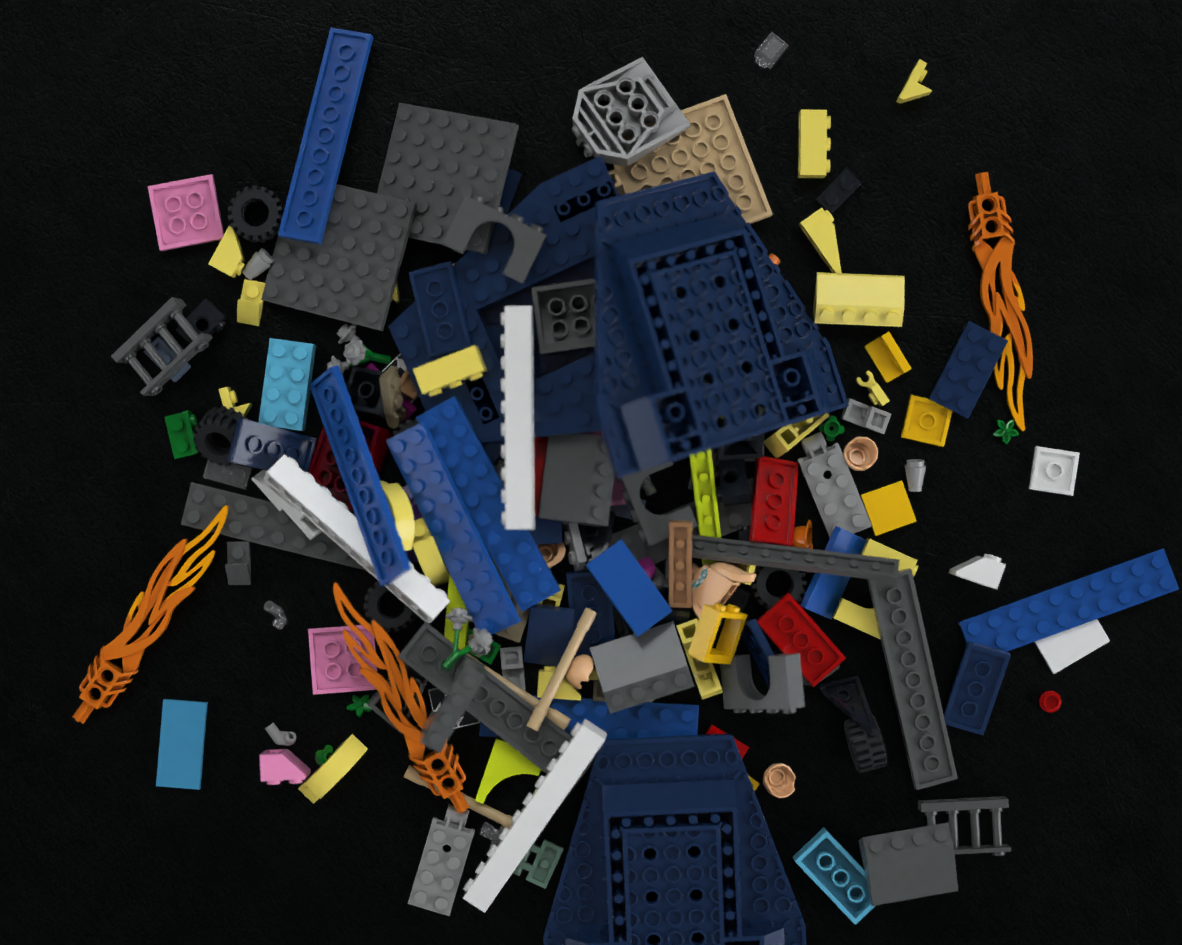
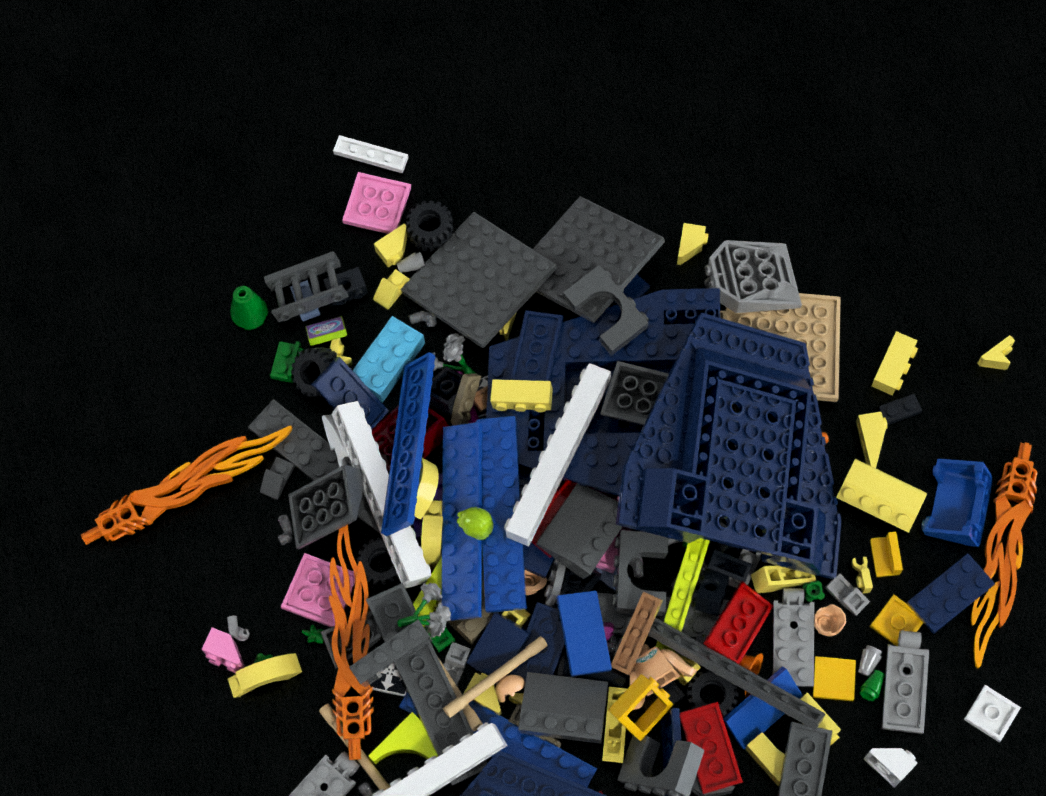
camera: 30 degrees right, 20 degrees down
(113, 397) = (247, 308): none -> green cone
(150, 157) = (370, 154): none -> white plate
(181, 744) = (154, 599): dark azure tile -> none
(208, 385) = (326, 331): none -> tile
(233, 475) = (305, 405): clear plate -> none
(301, 318) = (423, 316): none -> clear arm
(309, 578) = (326, 504): none -> dark grey slope
(325, 136) = (510, 193): blue plate -> none
(470, 530) = (476, 522): none -> lime hair
(542, 102) = (691, 242): none -> light yellow slope
(770, 51) = (890, 281): clear brick -> none
(928, 499) = (872, 686): none -> green cone
(938, 269) = (959, 502): none -> blue windscreen
(964, 490) = (905, 693): none -> light grey hinge
(1005, 431) = (963, 661): green plant -> none

